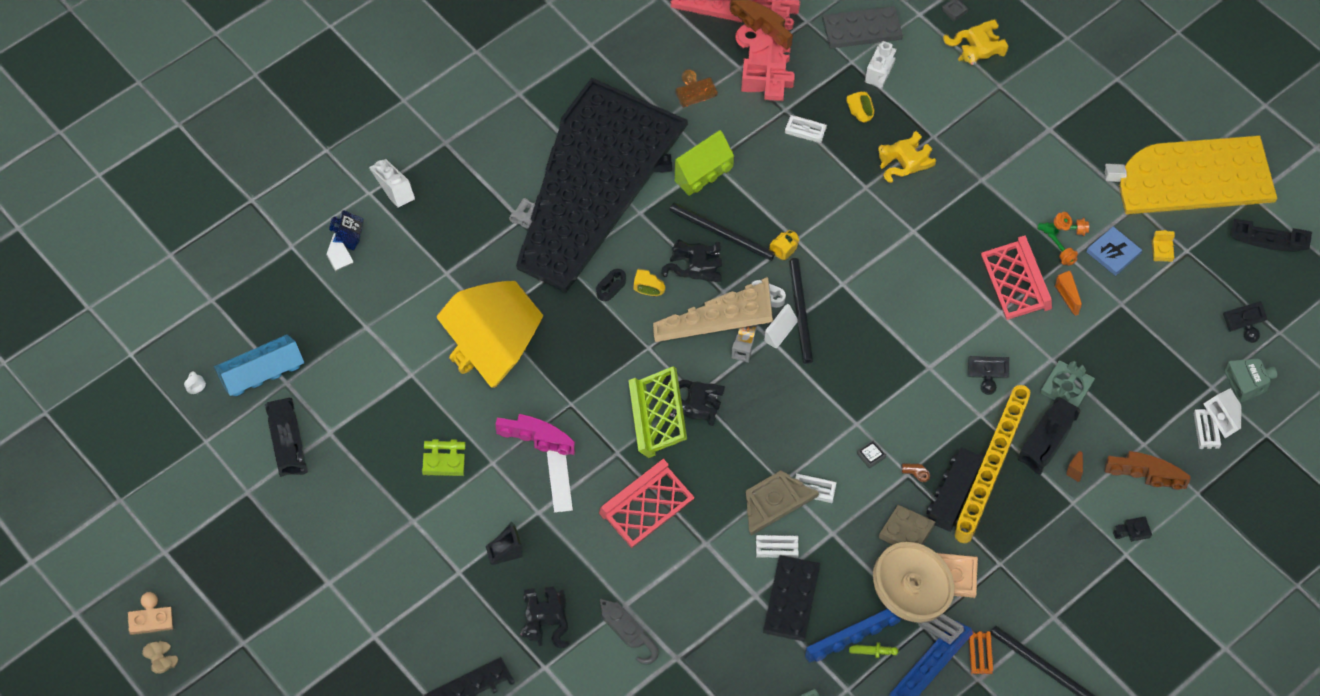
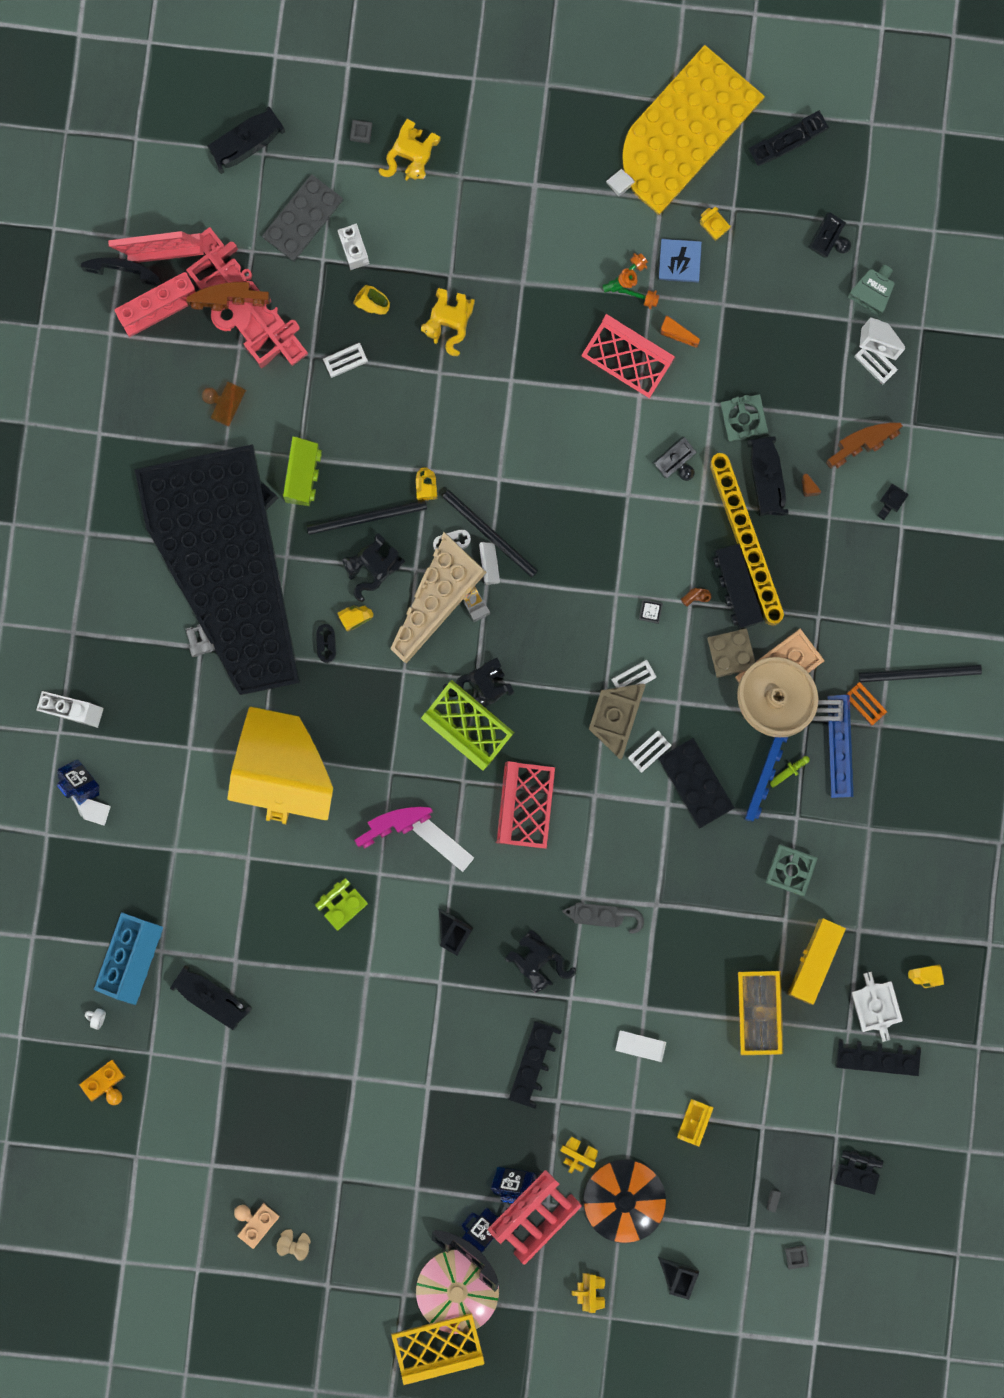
camera: 40 degrees left, 25 degrees up
(151, 429) = (102, 1082): none -> light orange plate

